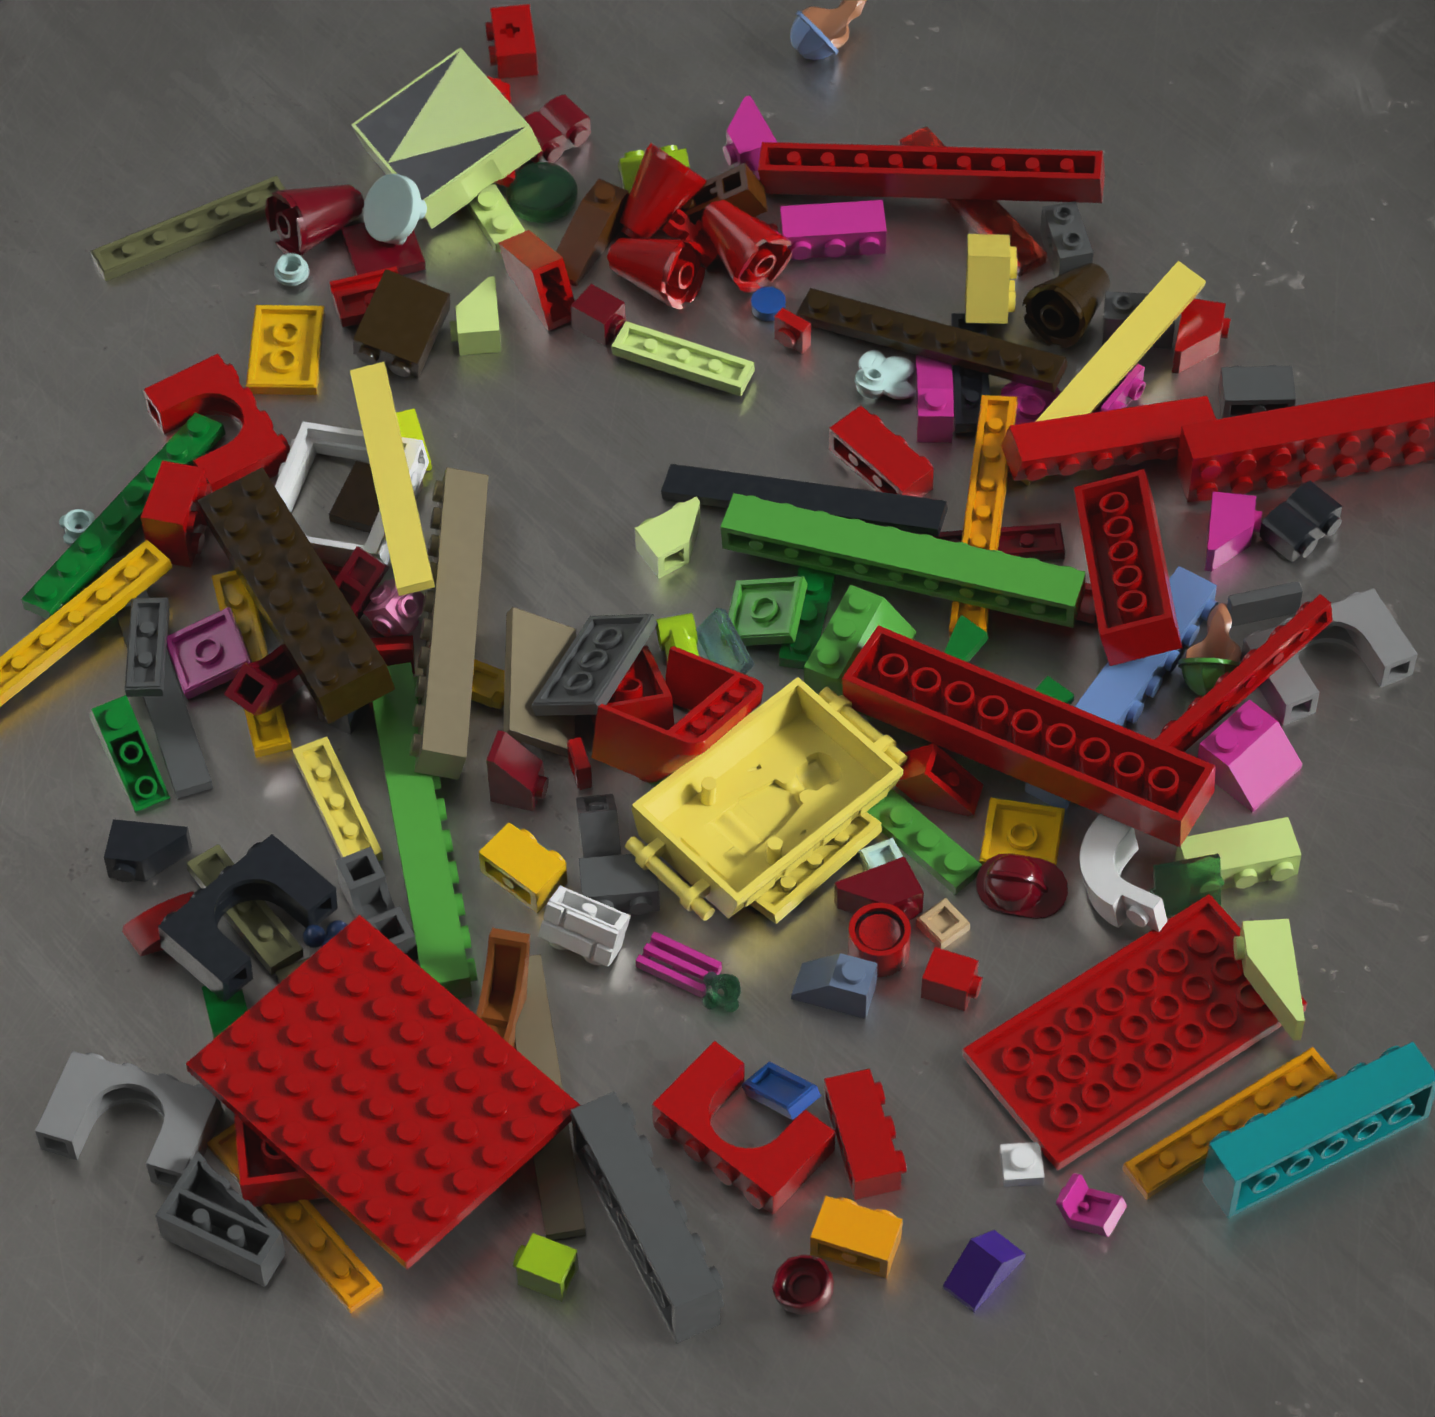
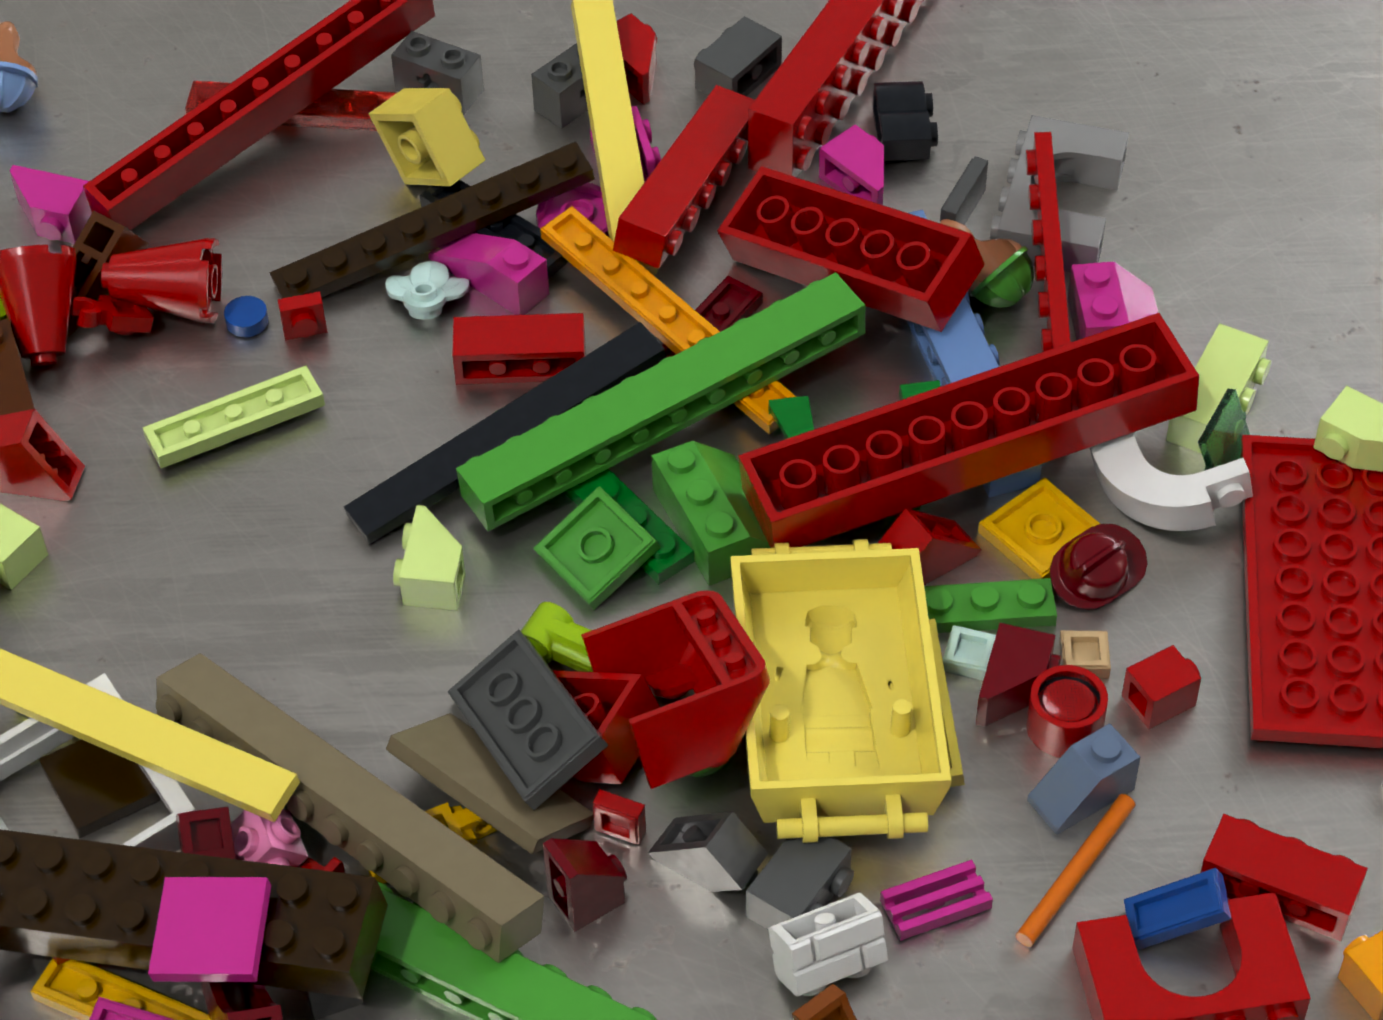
camera: 50 degrees left, 5 degrees down
(282, 613) = (210, 929): none -> dark pink tile
(523, 866) = (697, 952): yellow brick -> none
(598, 314) = (109, 444): dark red brick -> none
(660, 267) = (111, 361): red cone -> none
(723, 642) = (600, 603): clear light blue tile -> none
(730, 987) = (1007, 882): clear green plate -> none
(771, 1023) = (1075, 870): none -> orange bar
(834, 229) = (231, 207): dark pink brick -> none
(1065, 305) = (509, 116): dark brown cone -> none

